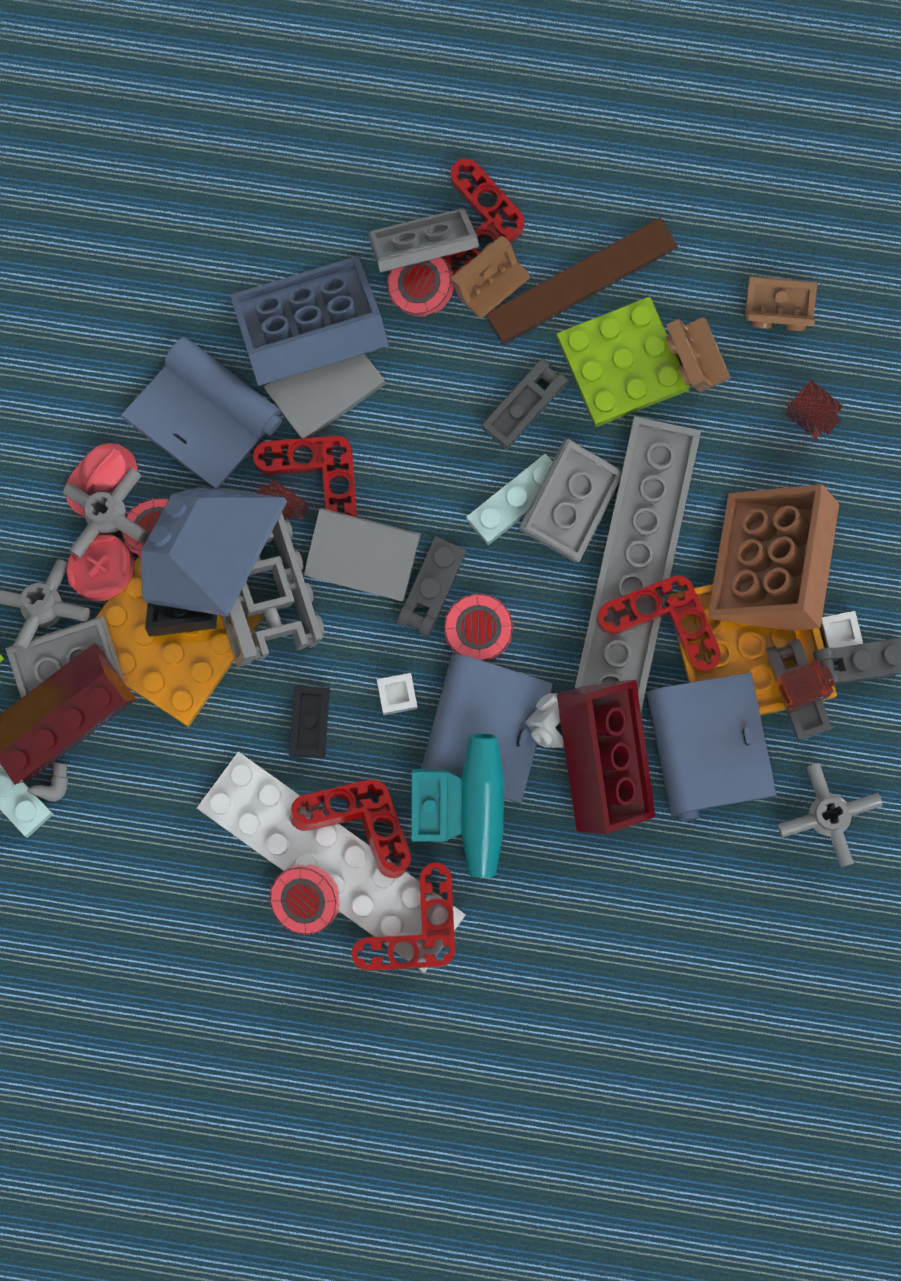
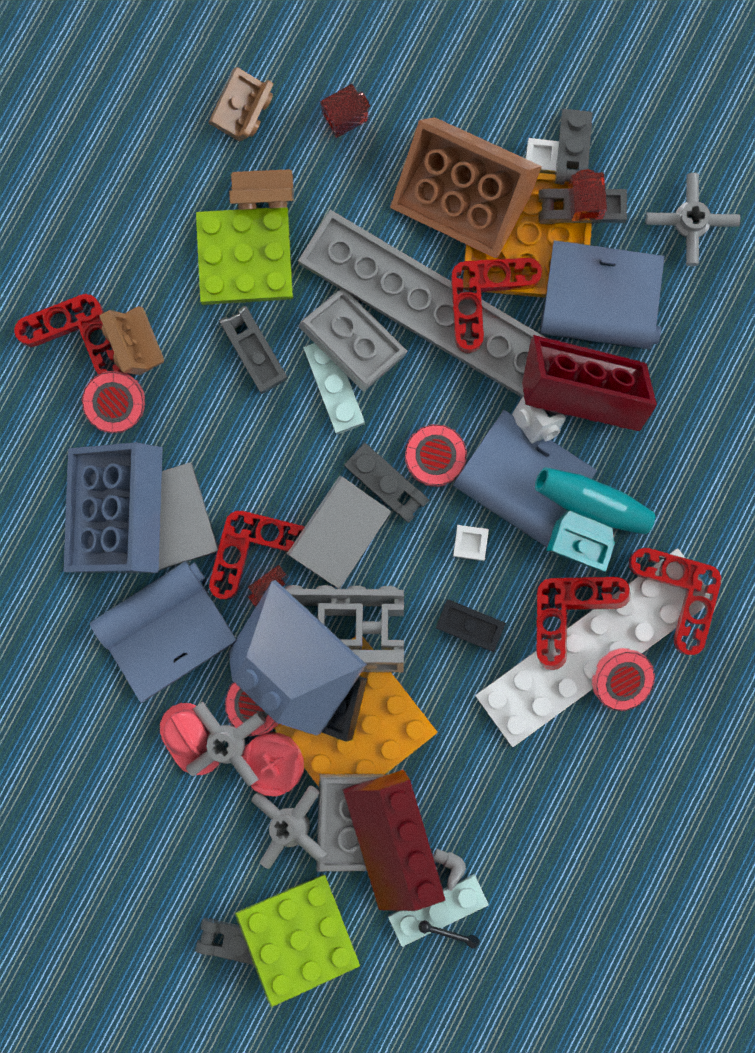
camera: 70 degrees left, 5 degrees up
(423, 239) = (77, 386): light grey tile -> none
(581, 281) = (160, 265): reddish brown tile -> none

